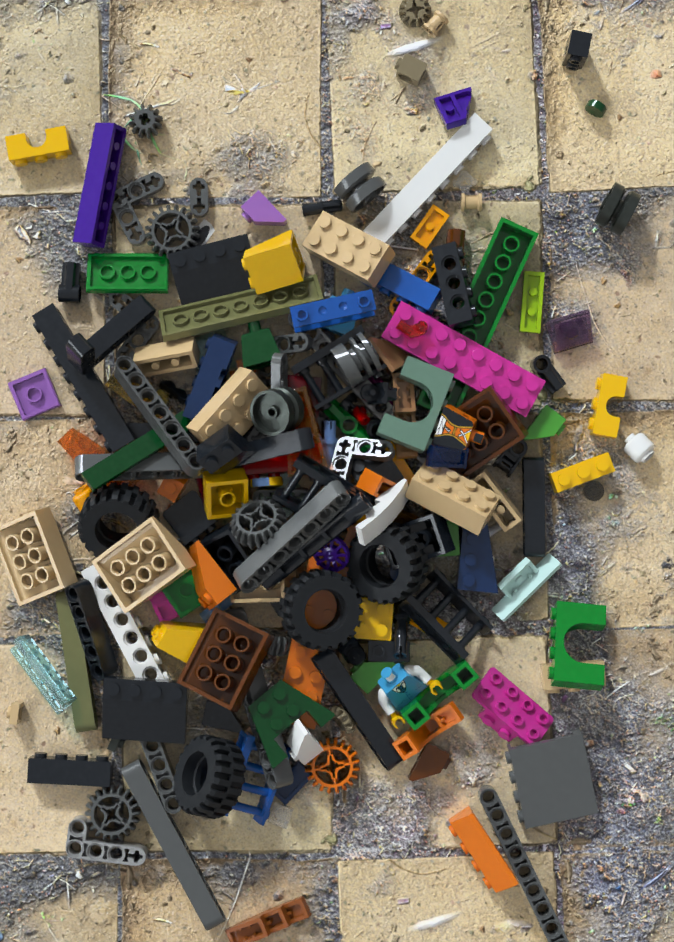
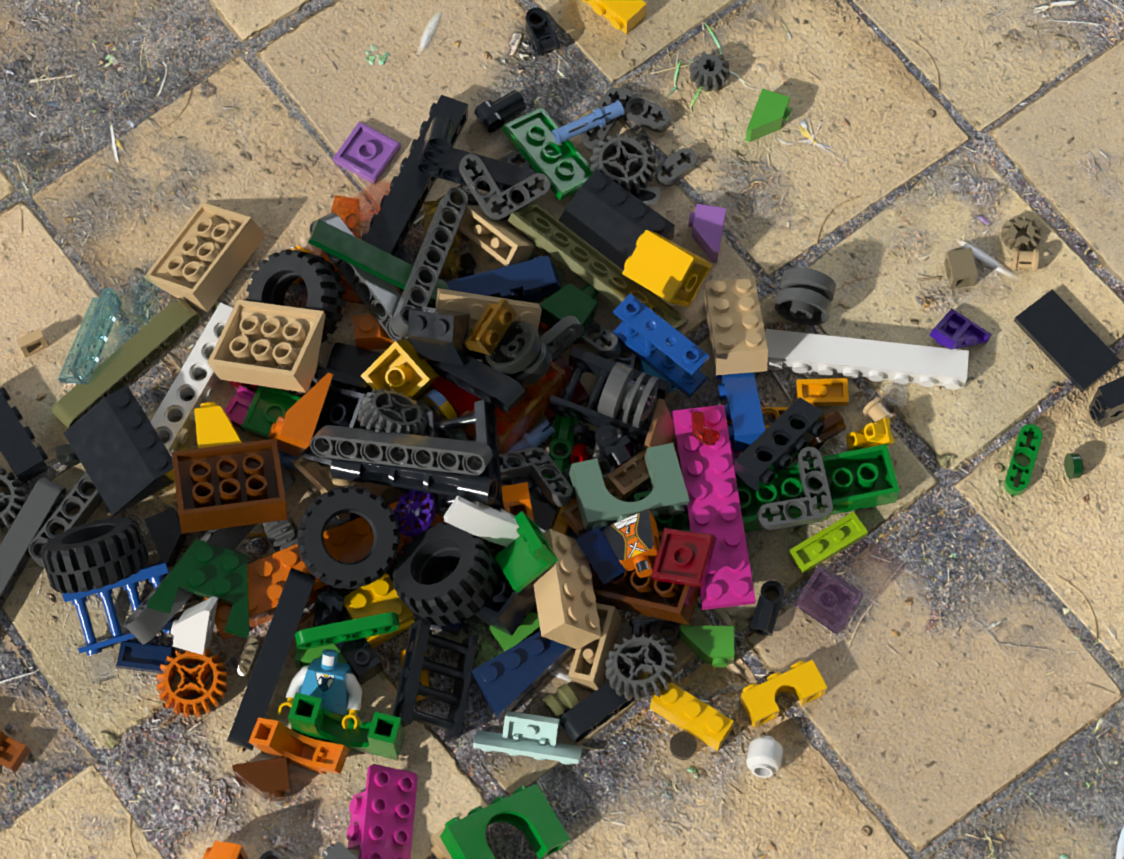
camera: 55 degrees right, 20 degrees down
(35, 212) = (541, 35): none -> black piece
(91, 629) = (170, 349): black beam -> none
(99, 185) = (614, 71): dark purple brick -> none
(127, 223) = (563, 133): none -> medium blue pin
(141, 338) = (495, 196): none -> dark grey beam
(207, 106) = (768, 114): none -> bright green slope
(247, 417) = (490, 327): none -> pearl gold bracket
(317, 207) = (763, 286): black axle -> none
(379, 651) = (347, 630): none -> green beam
(401, 620) = (395, 640): black pin -> none
(418, 506) = (527, 555): none -> green bracket
(486, 222) = (872, 435): none -> yellow hips
(492, 408) = (683, 557): none -> dark red plate
(507, 300) = (806, 503): none -> dark grey beam
(509, 42) = (1067, 340): none -> black tile
(513, 546) = (560, 701): none -> olive wheel
(544, 500) = (637, 658): none -> dark grey gear
(558, 135) = (1031, 452): none -> green beam
(617, 208) = (990, 552): pearl dark grey wheel -> none

